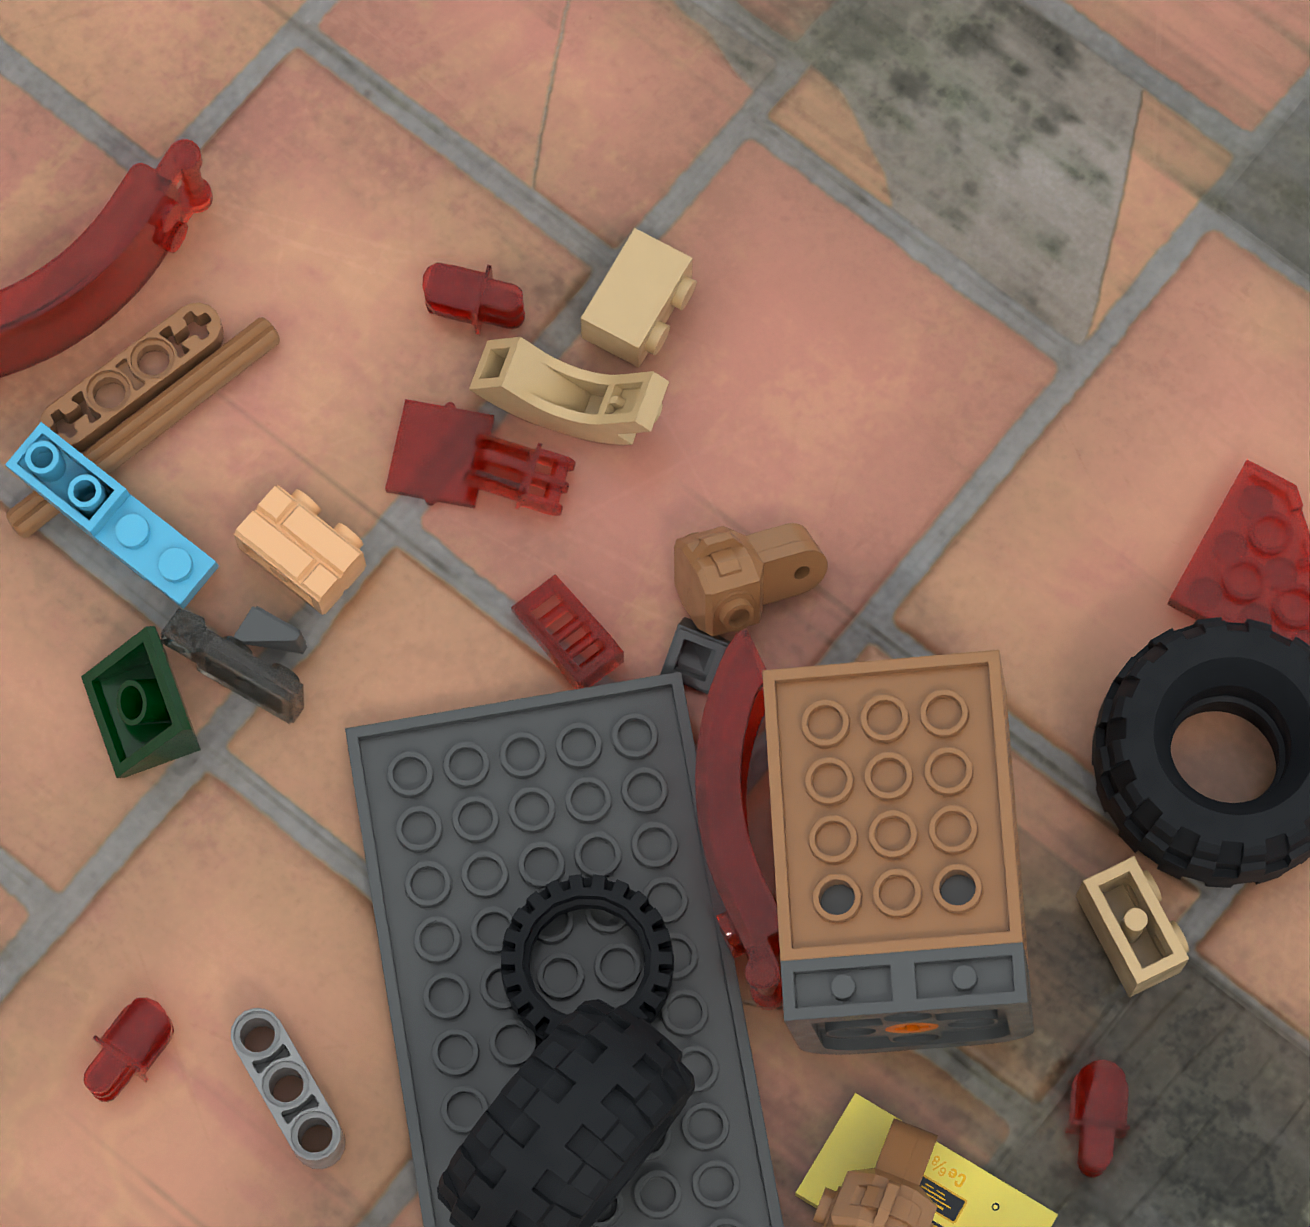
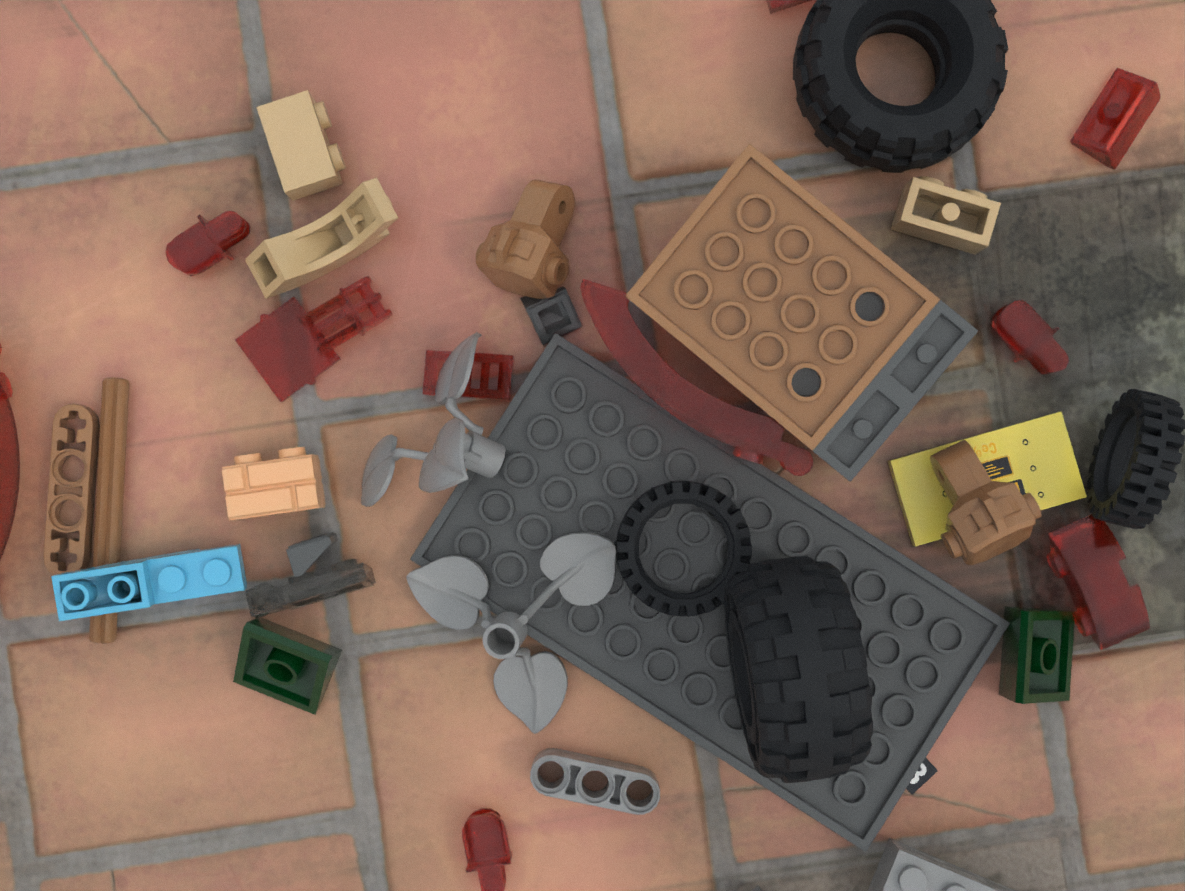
camera: 45 degrees left, 15 degrees up
(356, 789) = (525, 684): none -> light grey plant
(495, 684) = (453, 448): none -> light grey plant

